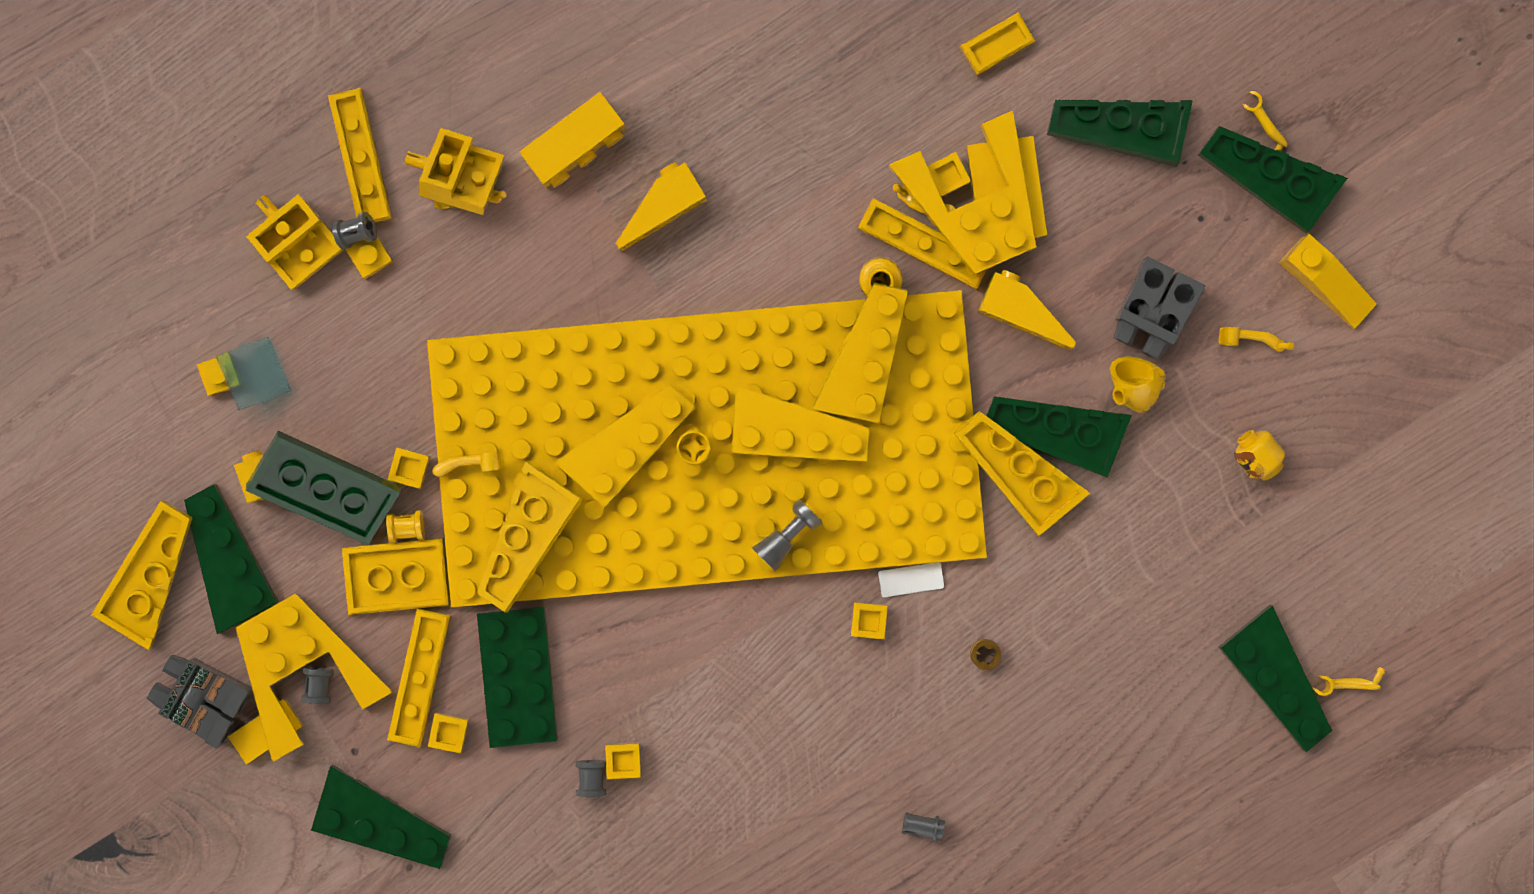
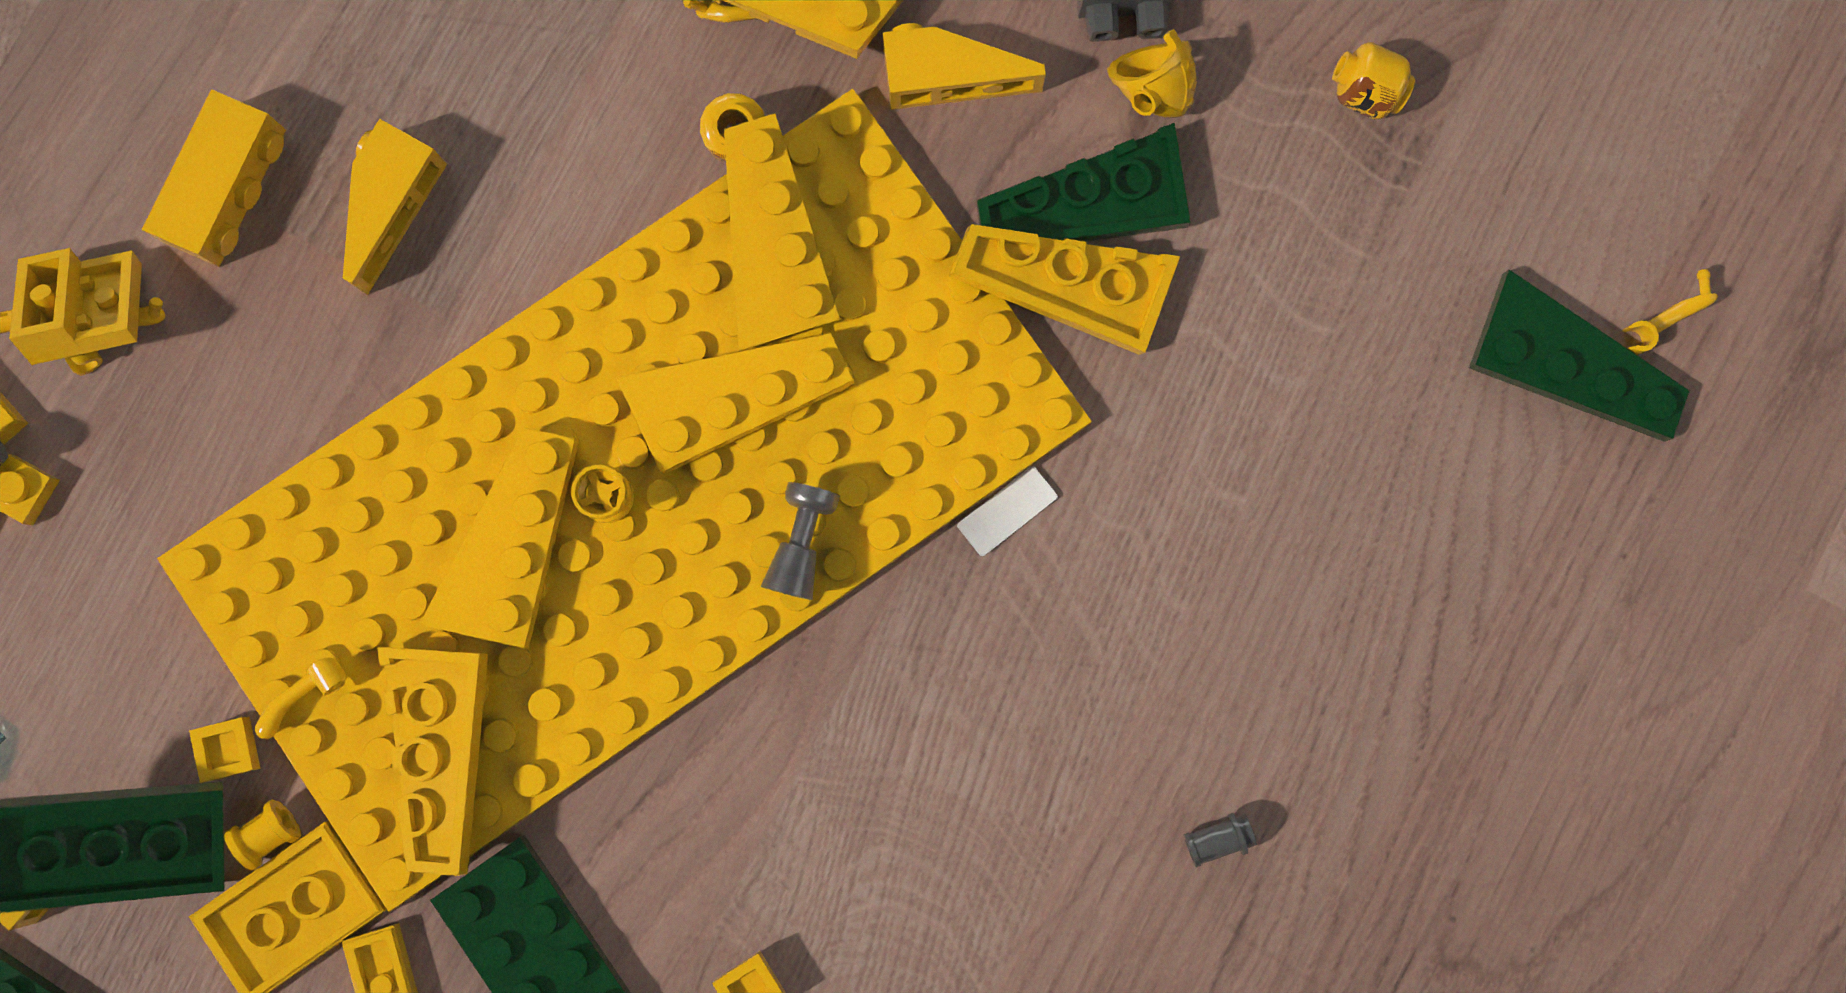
camera: 30 degrees left, 5 degrees down
(869, 620) = (981, 597): yellow plate -> none
(916, 241) = (758, 60): yellow tile -> none
(982, 664) = (1163, 538): pearl gold bush -> none

